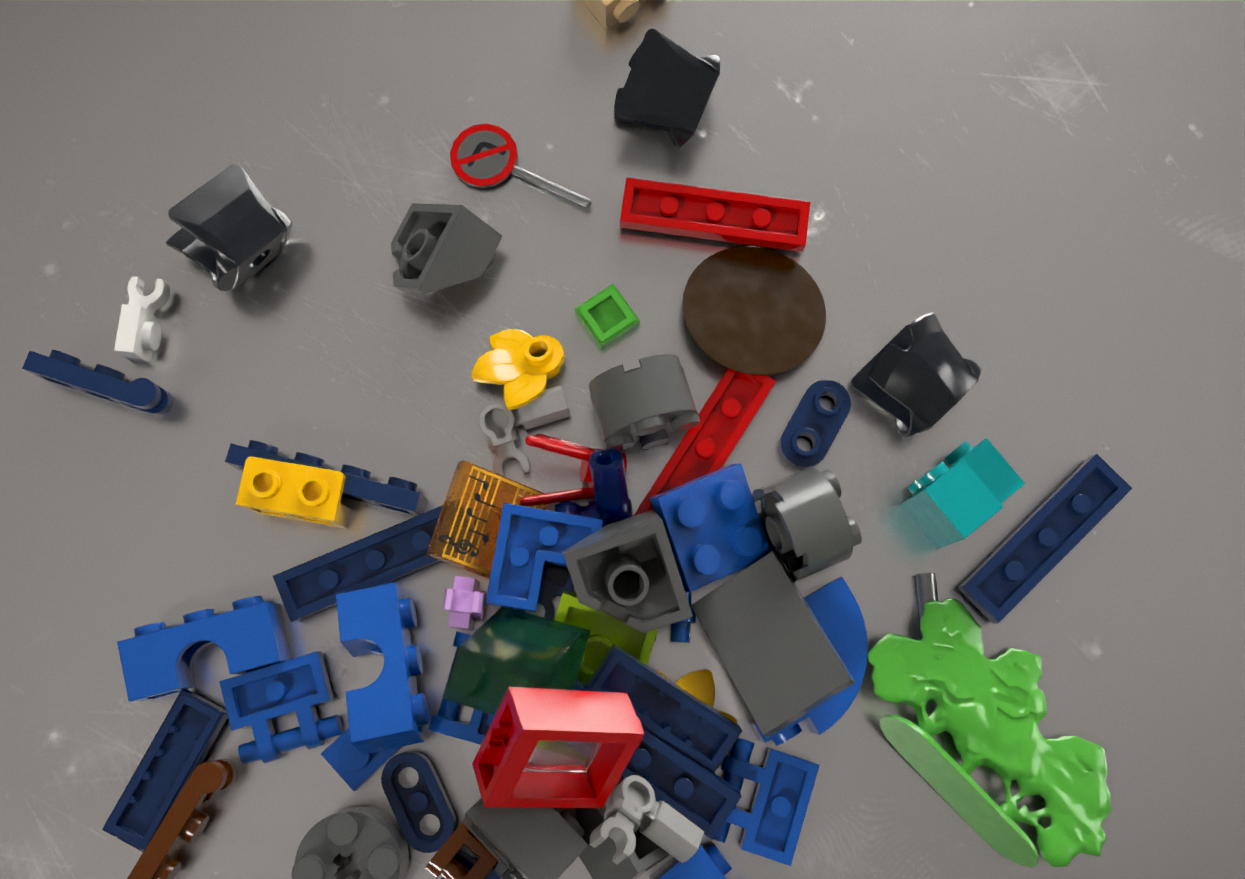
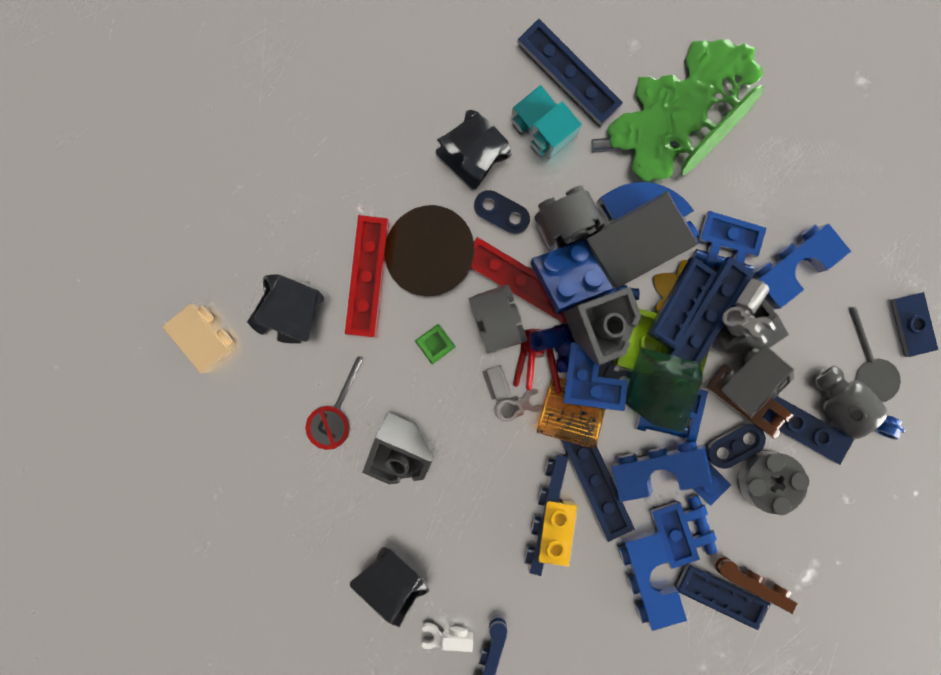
camera: 90 degrees left, 10 degrees up
(464, 603) = (621, 423): lavender plate -> none
(517, 367) = (472, 402): yellow plate -> none
(556, 748) = (714, 363): red window -> none

